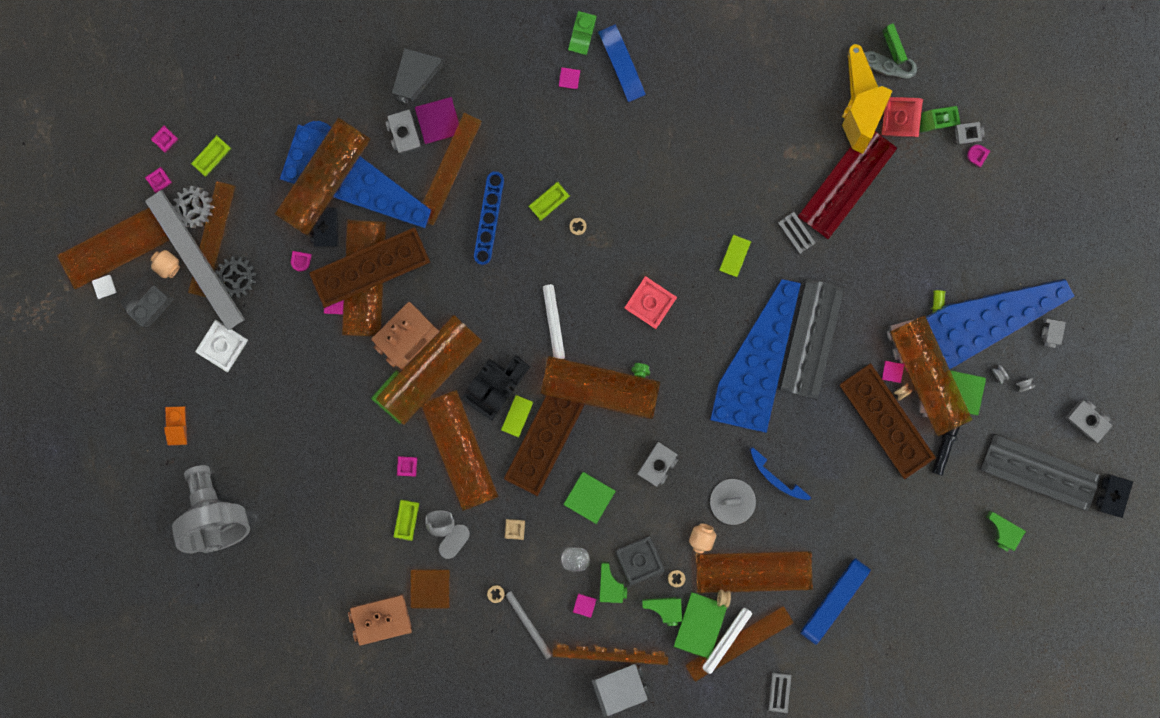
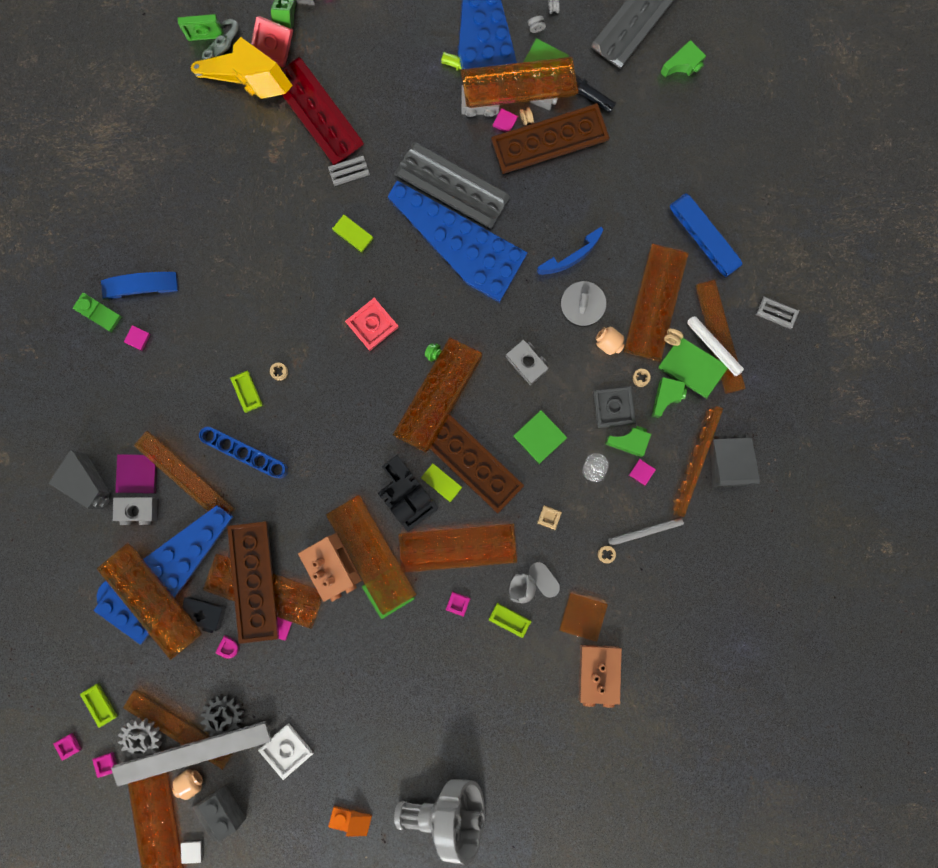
camera: 70 degrees left, 5 degrees down
(553, 321) = (360, 420): white axle -> none

